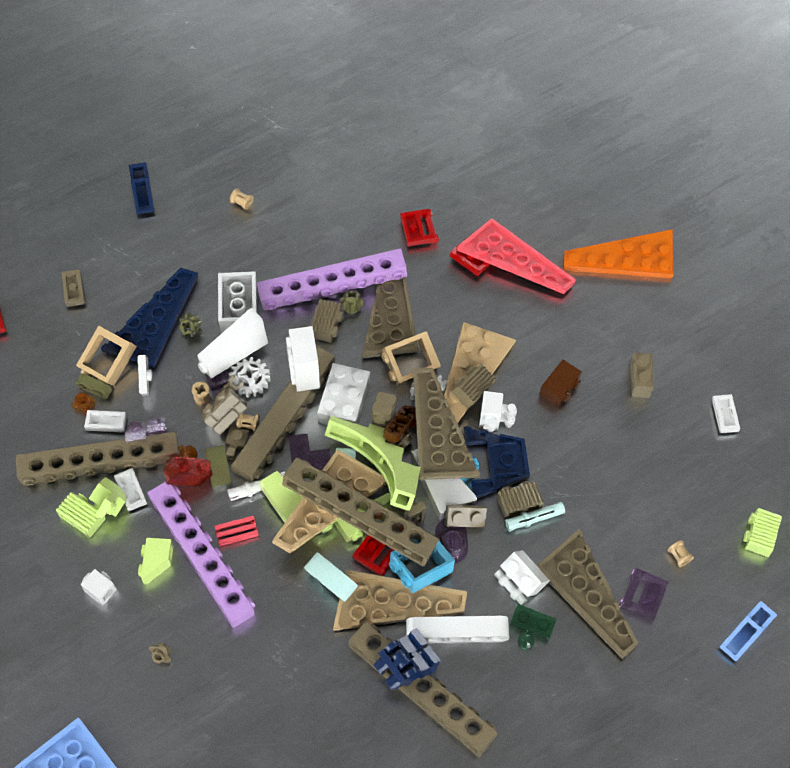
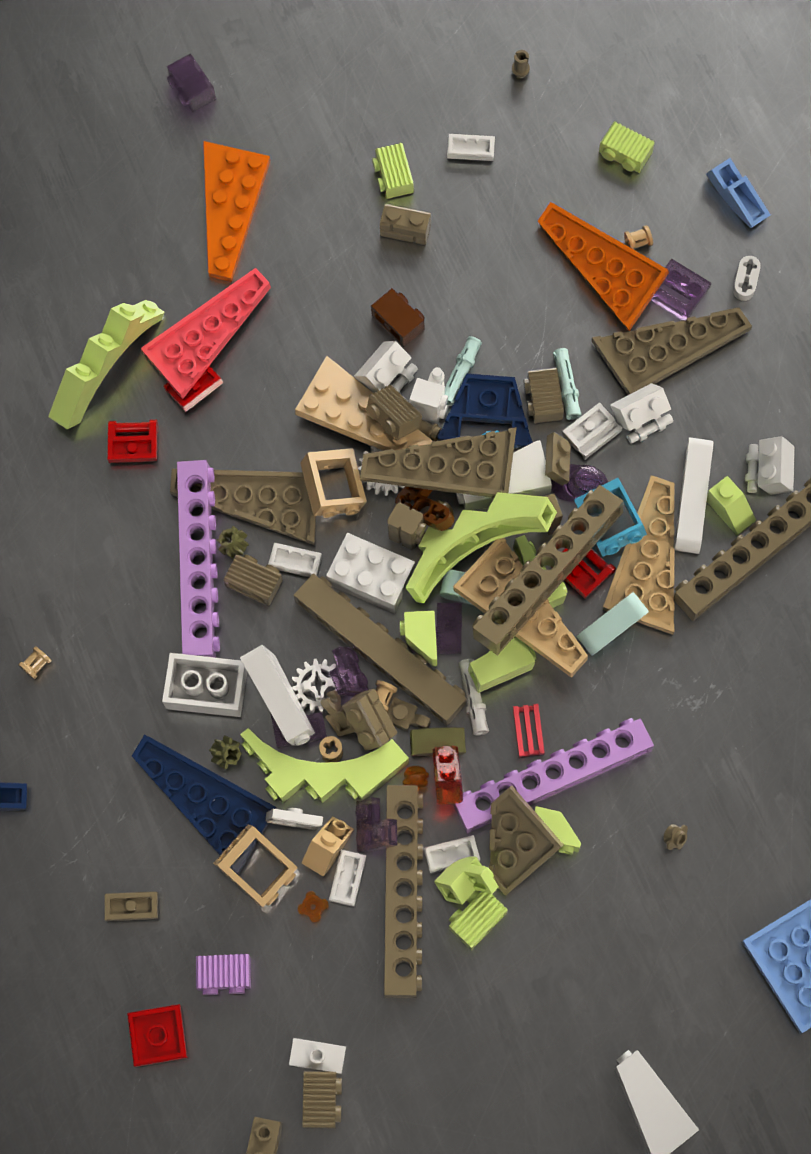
camera: 75 degrees left, 10 degrees up
(28, 352) = (223, 973): none -> lavender brick
(93, 386) = (293, 889): olive beam -> none
(98, 586) = (578, 904): white brick -> none
(126, 400) = (327, 846): none -> tan slope
(142, 529) = (517, 840): none -> dark tan plate
(176, 391) = (288, 774): none -> yellowish green arch
(259, 396) = (348, 676): none -> clear purple plate
(296, 437) = (421, 634): none -> yellowish green slope
(303, 358) = (330, 601): white brick -> none
(346, 346) = (295, 560): none -> white plate
(407, 660) = (734, 549): dark blue hips -> none
(454, 660) = (731, 505): none -> yellowish green slope
(472, 417) = (430, 430): none -> dark tan pin
(474, 186) = (82, 380): none -> yellowish green arch
(496, 690) = (770, 467): none -> white brick
(497, 541) = (592, 430): none -> white plate
(514, 377) = (384, 366): none -> white brick
(529, 436) = (464, 363): none -> light aqua pin
(533, 623) = (697, 412): clear green plate -> none
(645, 534) = (612, 269): none -> orange wing
(670, 654) = (742, 277): none -> white beam
(686, 360) = (394, 171): none -> yellowish green brick
(717, 212) = (191, 83): none -> clear purple brick

